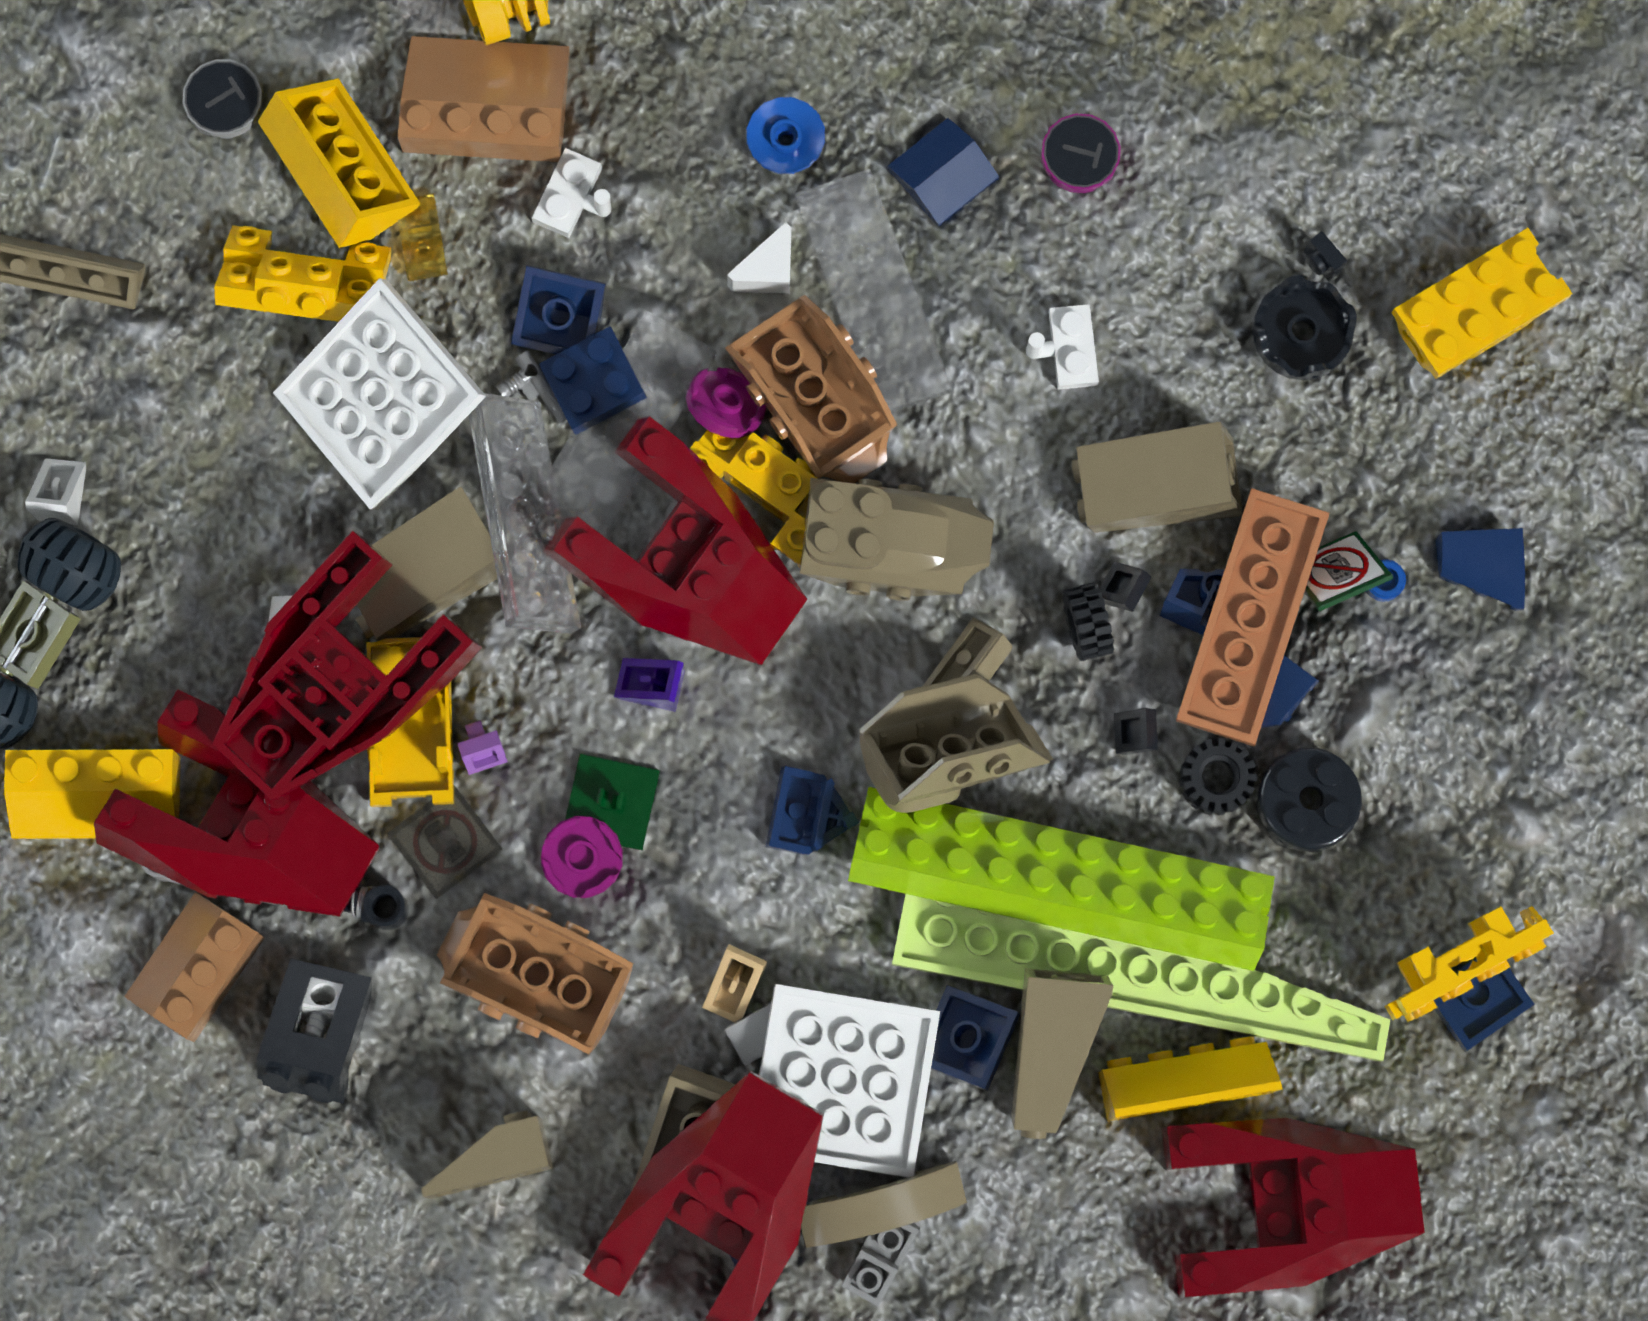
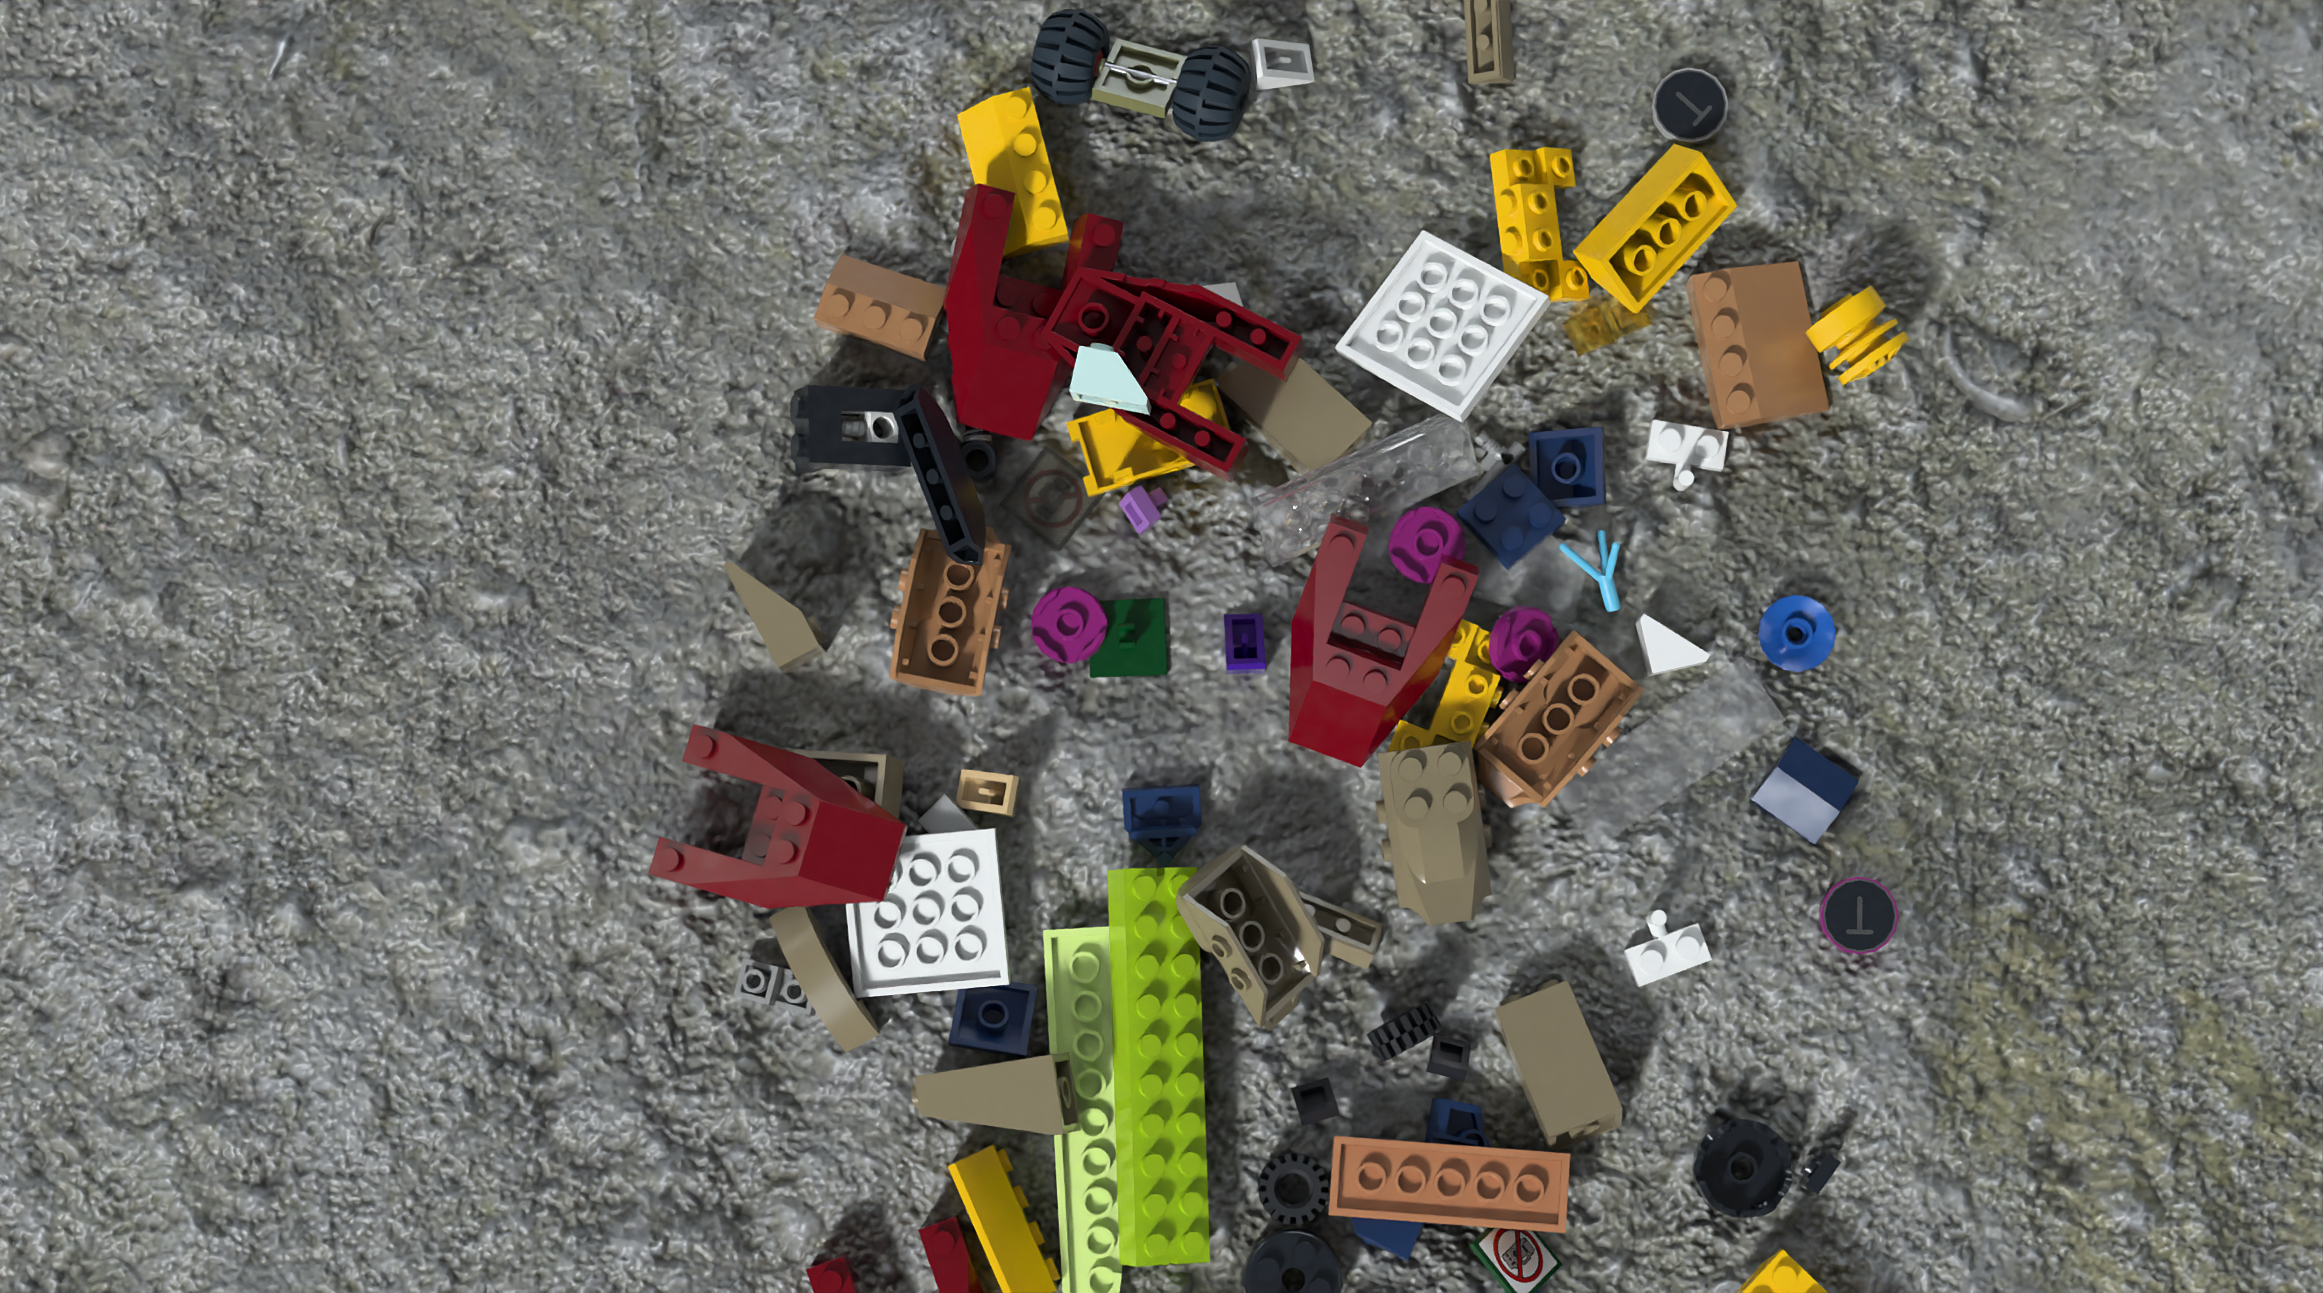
camera: 80 degrees right, 5 degrees up
(342, 739) = (1105, 380): none -> light aqua slope
(390, 944) = (942, 475): none -> black brick
(595, 474) = (1421, 539): none -> magenta tile
(679, 306) = (1604, 578): none -> medium azure plant

